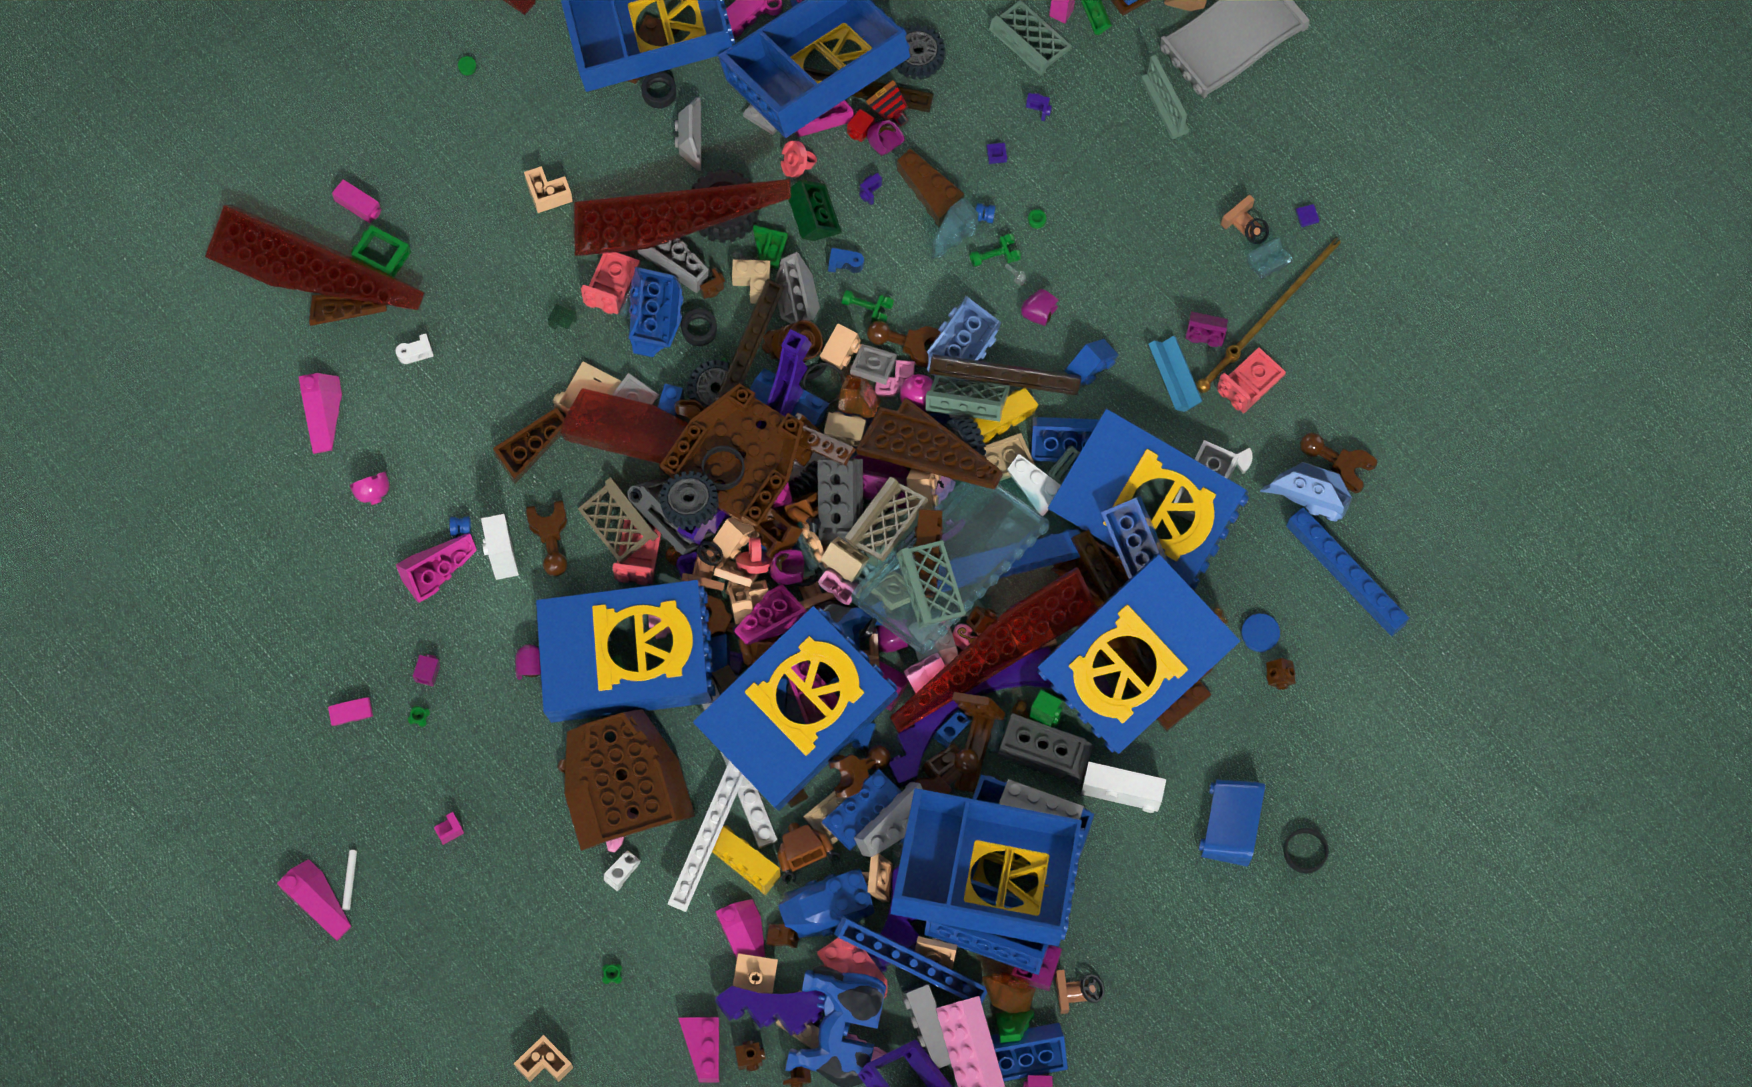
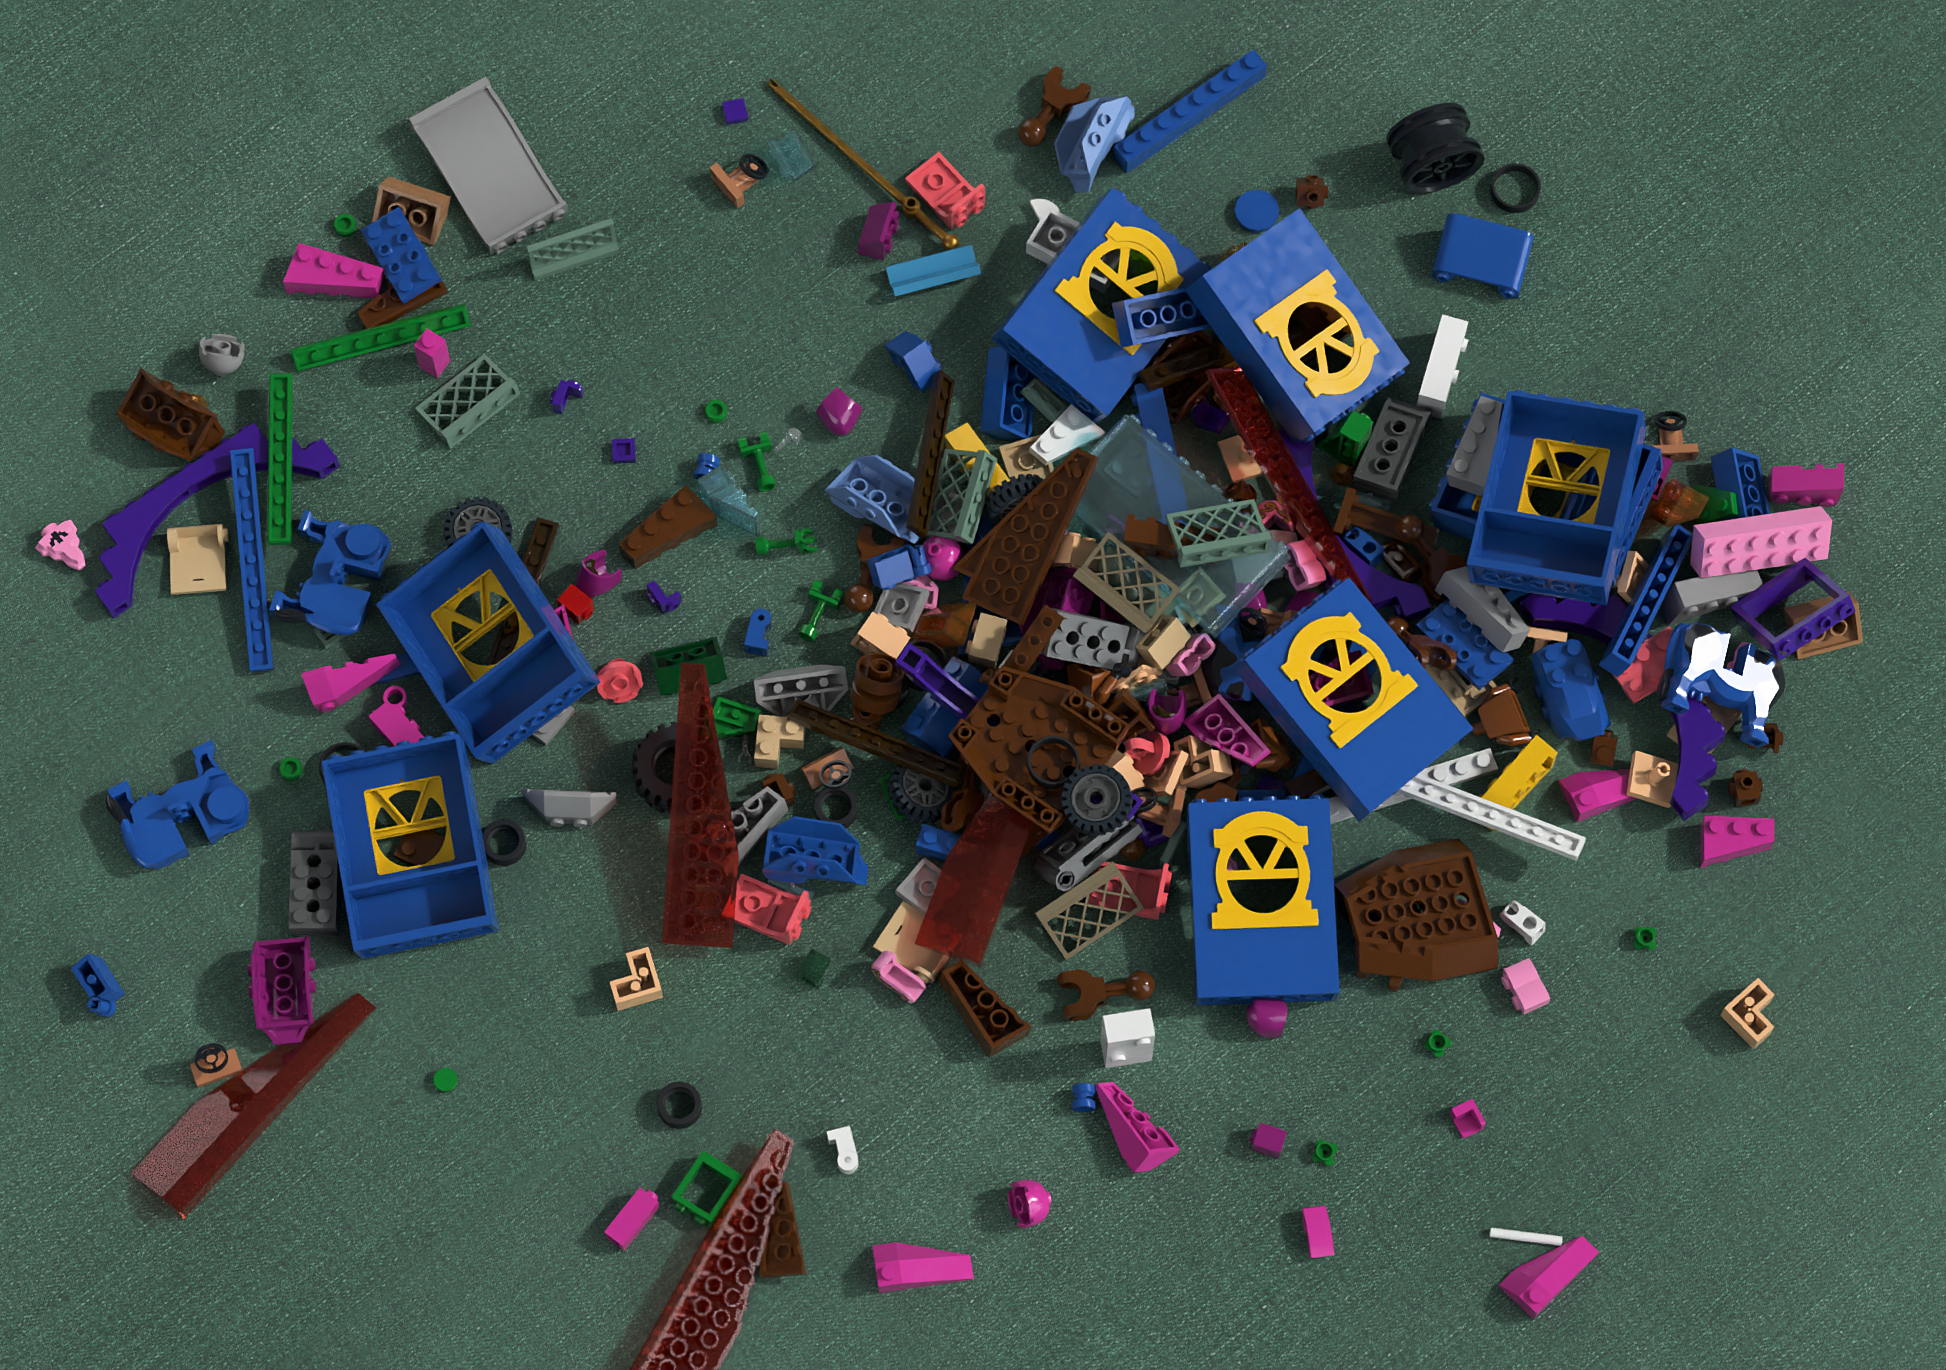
camera: 85 degrees left, 0 degrees up
(448, 216) = (682, 1122): none -> black tyre
(513, 797) = (1437, 1036): none -> green plate
(557, 379) = (897, 977): none -> bright pink animal
(564, 873) = (1525, 986): none -> bright pink brick
(727, 318) = (829, 770): none -> nougat piece
(889, 104) = (551, 565): torso -> none
(903, 355) = (898, 565): none -> blue hinge
(925, 284) = (764, 545): none -> green bar
(1327, 770) = (1435, 148): none -> black wheel

